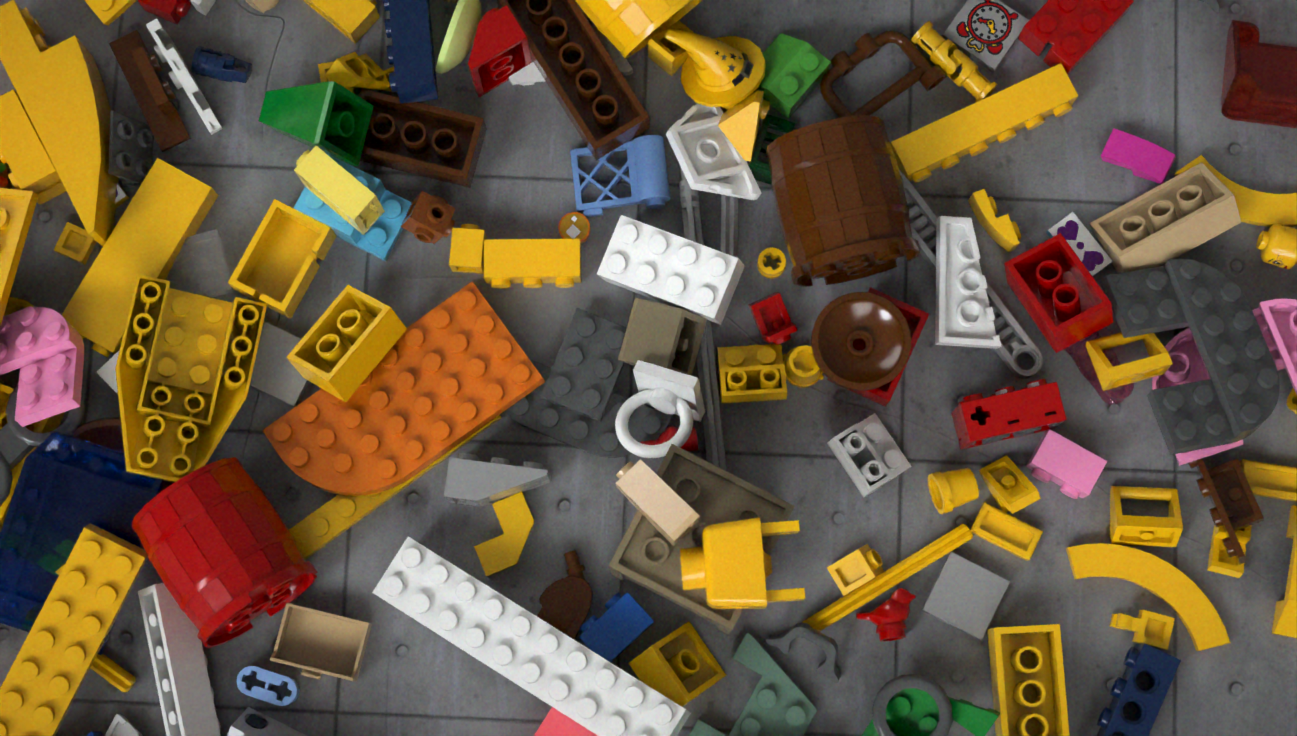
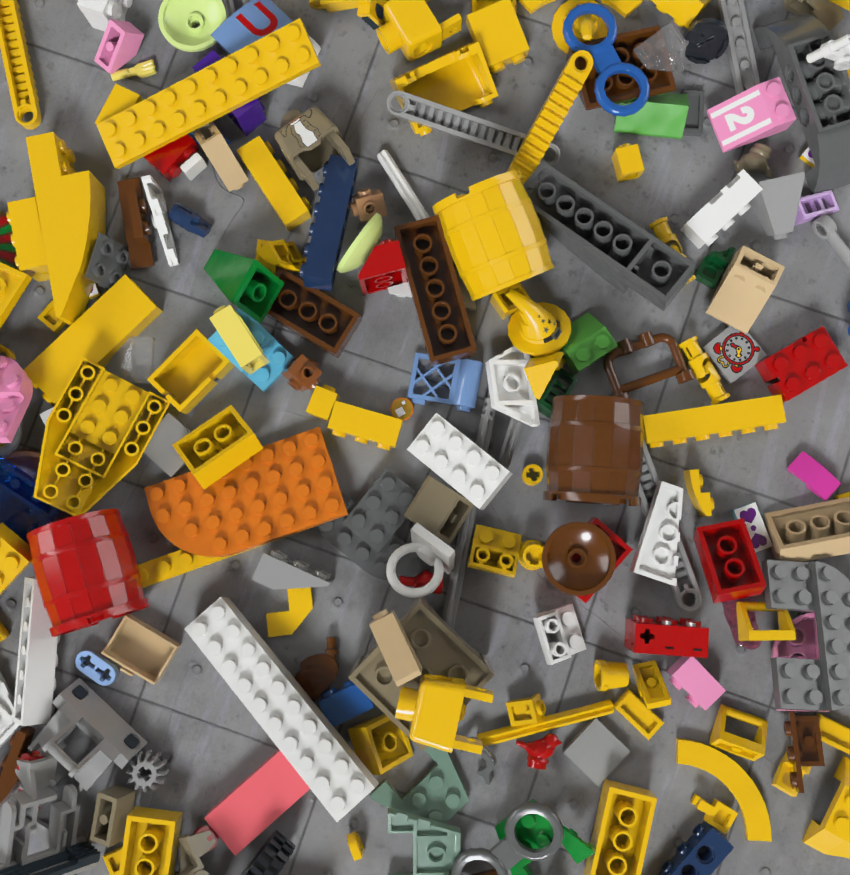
camera: 15 degrees right, 5 degrees up
(772, 319) = (521, 516): red bracket -> none

